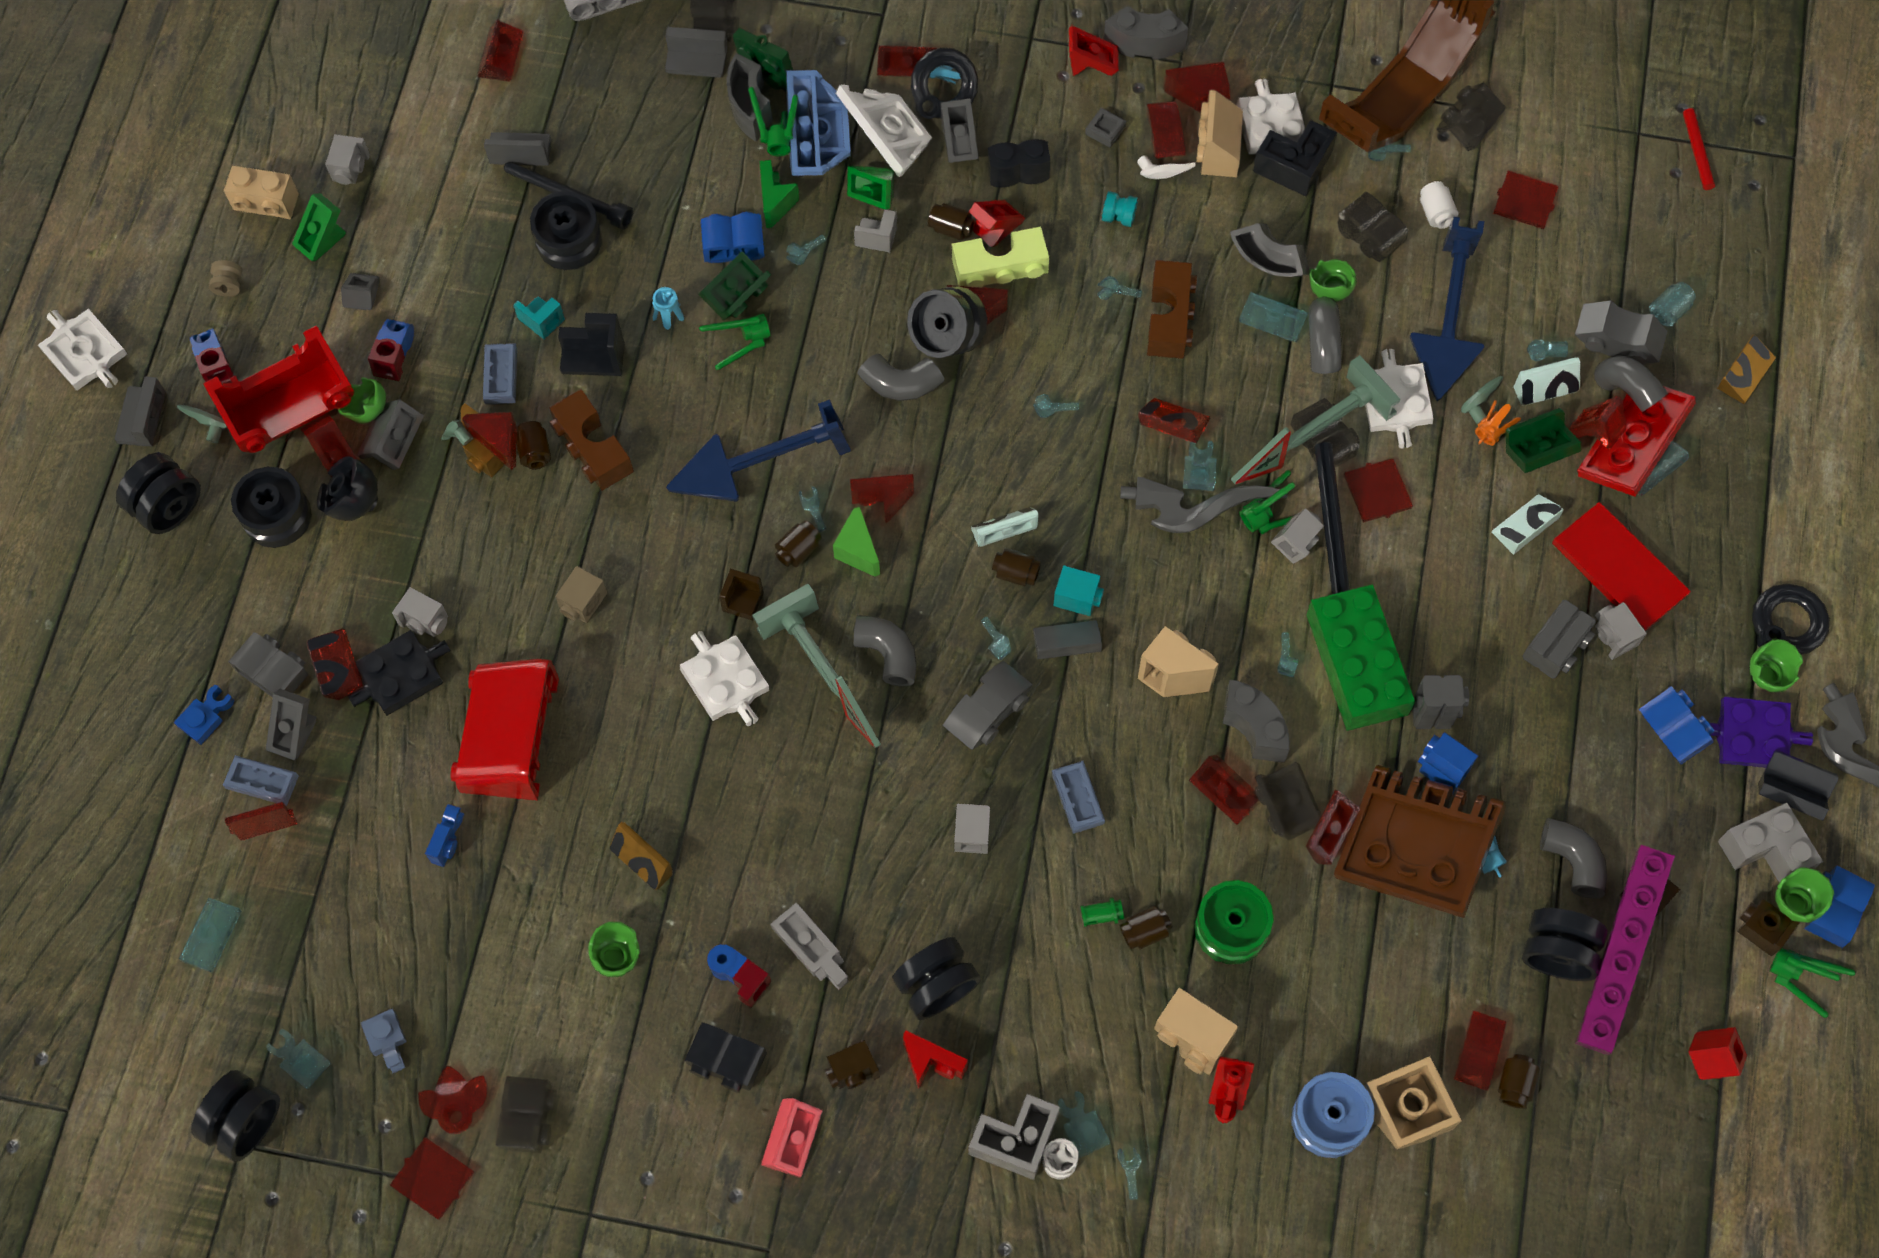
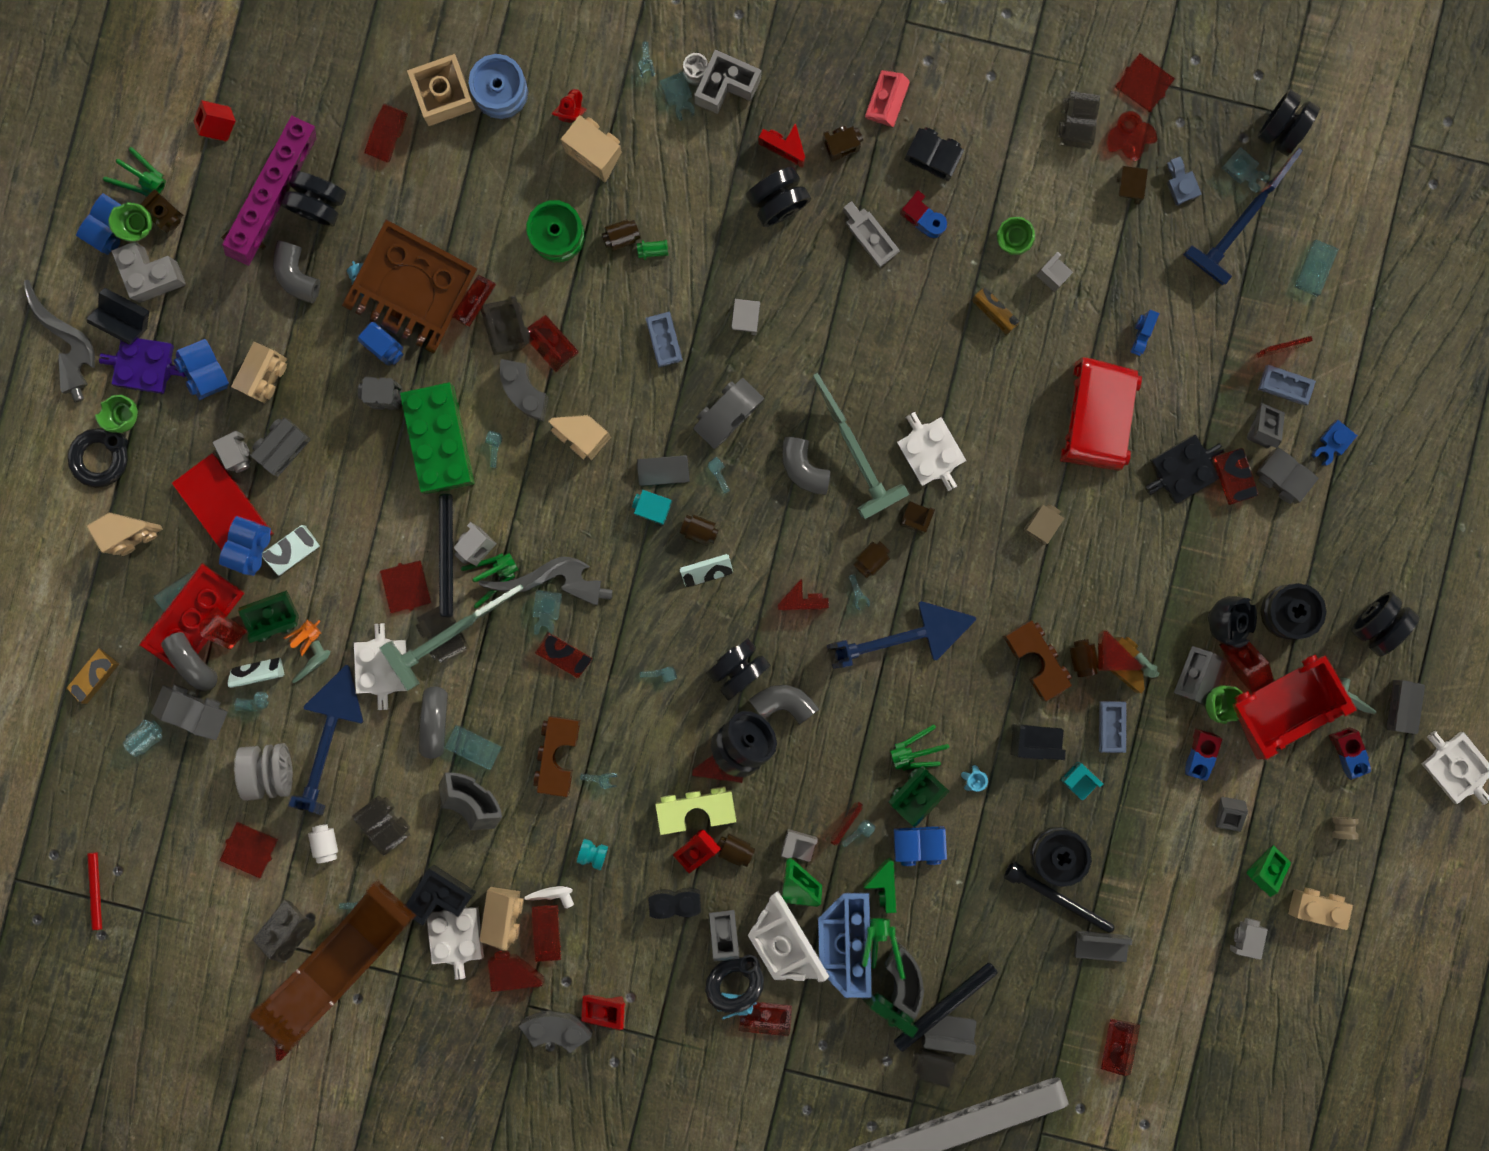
camera: 175 degrees right, 20 degrees up
(263, 1025) = (1210, 262): none -> dark blue piece
(420, 613) = (1169, 514): light grey brick -> none
(454, 1028) = (1132, 183): none -> dark brown panel
(562, 907) = (1054, 273): none -> light grey panel
(689, 86) = (947, 1005): none -> black axle
(820, 250) = (846, 823): none -> clear red piece
(855, 545) = (825, 556): bright green slope -> none
(958, 404) = (737, 668): none -> black wheel
(1105, 127) = (598, 940): dark grey tile -> none
(1332, 279) = (420, 775): bright green hair -> none
(1518, 1081) = (361, 107): dark brown brick -> none
(1520, 268) = (263, 772): none -> light grey wheel
(1584, 513) = (245, 546): none -> blue brick
(1601, 723) = (260, 372): none -> tan slope
(1741, 523) = (120, 533): none -> tan slope

